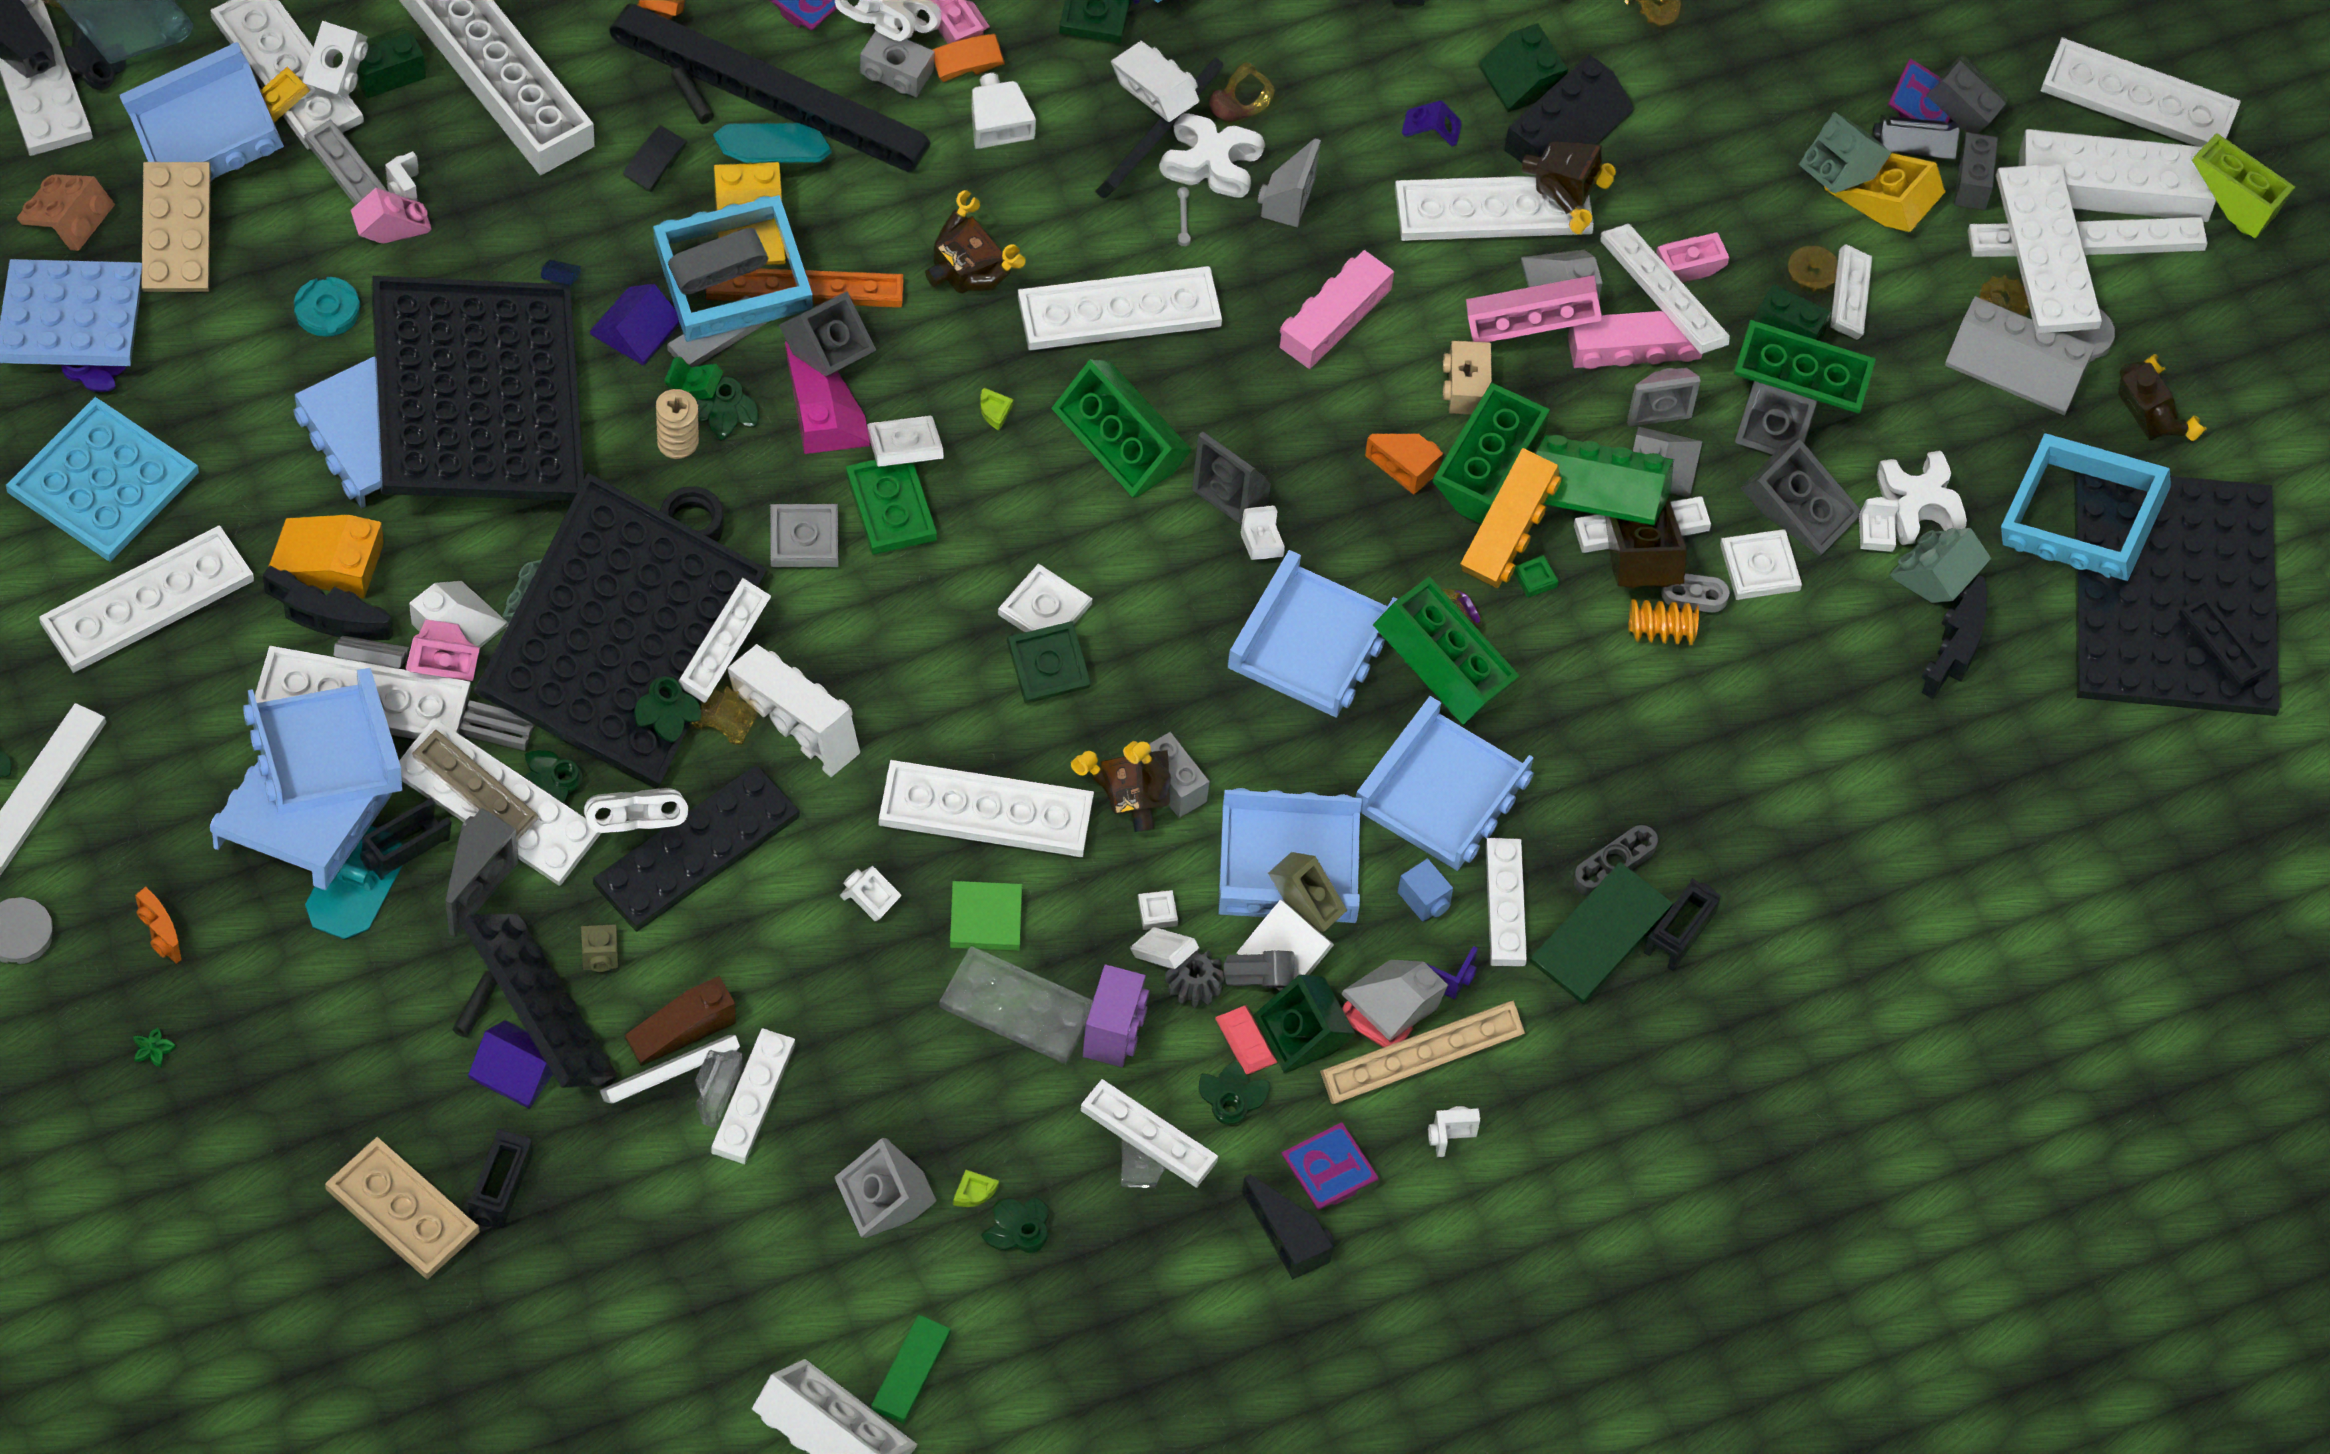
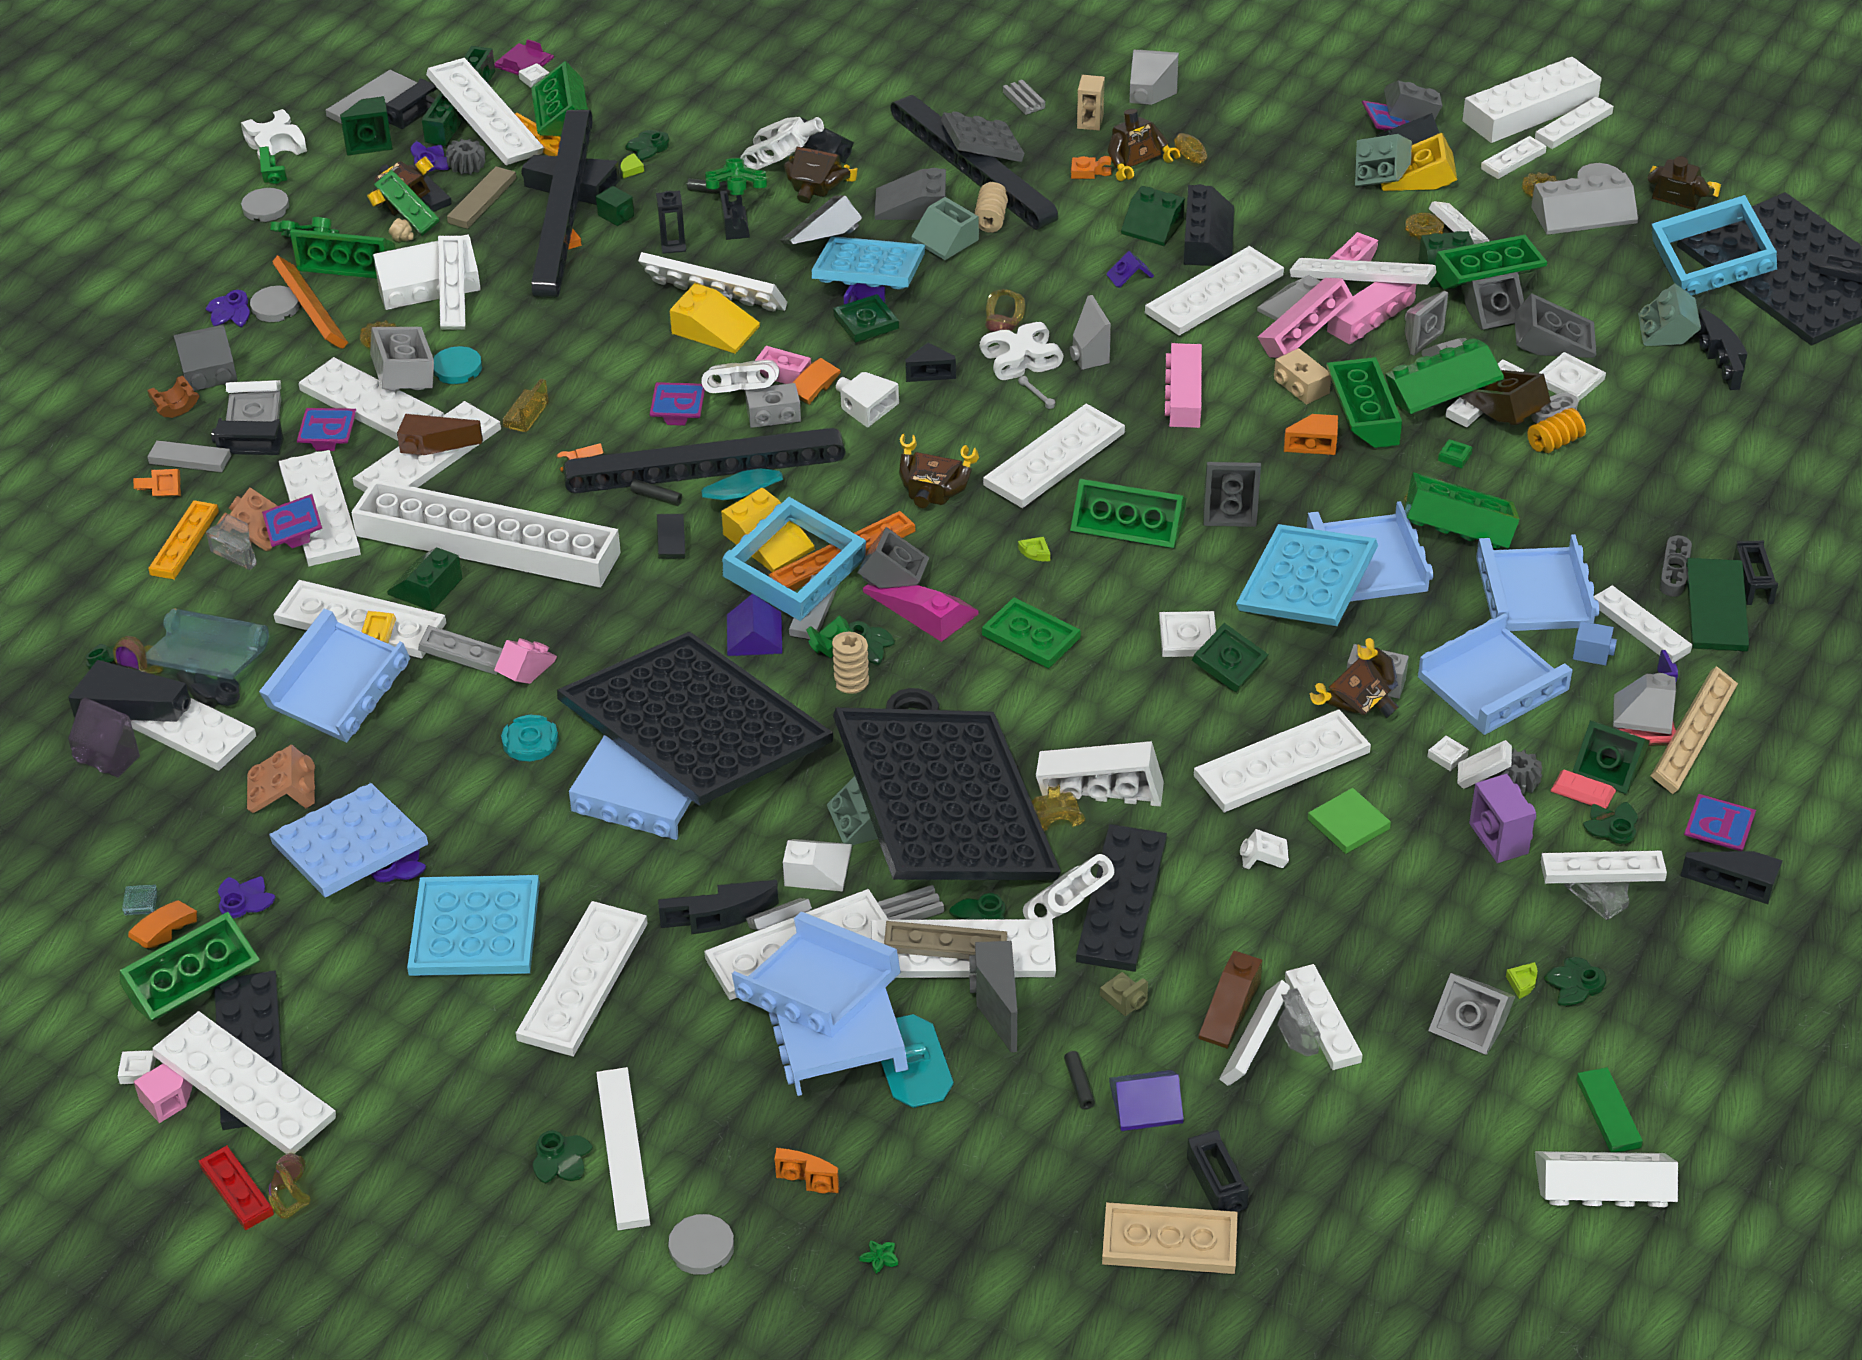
camera: 30 degrees left, 15 degrees down
(176, 226) = (379, 744): tan plate -> none
(330, 42) = (396, 570): white brick -> none
(330, 551) = (684, 870): light orange slope -> none
(399, 175) = (505, 631): white bracket -> none
(399, 829) = (921, 1030): black window -> none
(442, 652) = (835, 880): bright pink slope -> none
(539, 1000) = (1119, 1041): black plate -> none
(560, 272) = (675, 629): clear blue tile -> none
(665, 713) = (1022, 820): dark green plate -> none
(718, 261) = (789, 550): dark grey beam -> none
(723, 640) = (1016, 762): white plate -> none
(804, 535) = (995, 681): light grey plate -> none
(905, 441) = (1004, 592): white tile -> none
(1017, 1004) = (1429, 855): clear plate -> none
(1099, 111) = (930, 364): none -> black slope
(1153, 136) = (974, 354): black tile -> none
(1156, 81) = (951, 325): white brick -> none
(1210, 621) = (1307, 574): none -> medium azure plate
(1261, 533) = (1270, 516): white bracket -> none
(1268, 969) = (1560, 736): dark grey piece -> none
(1288, 931) = (1553, 721): white tile -> none
(1308, 889) = (1538, 673): olive slope -> none
(1452, 1123) = (1761, 756): white bracket -> none
(1510, 519) = (1419, 428): light orange brick -> none
(1568, 175) = (1246, 244): dark brown torso -> none
(1878, 524) = (1611, 321): white bracket -> none
(1921, 496) = (1616, 296): white piece -> none
(1975, 171) = (1460, 134): dark grey brick -> none
(2048, 248) = (1549, 139): white plate -> none
(2138, 94) = (1494, 61): white plate -> none
(2241, 185) = (1620, 68): lime slope -> none

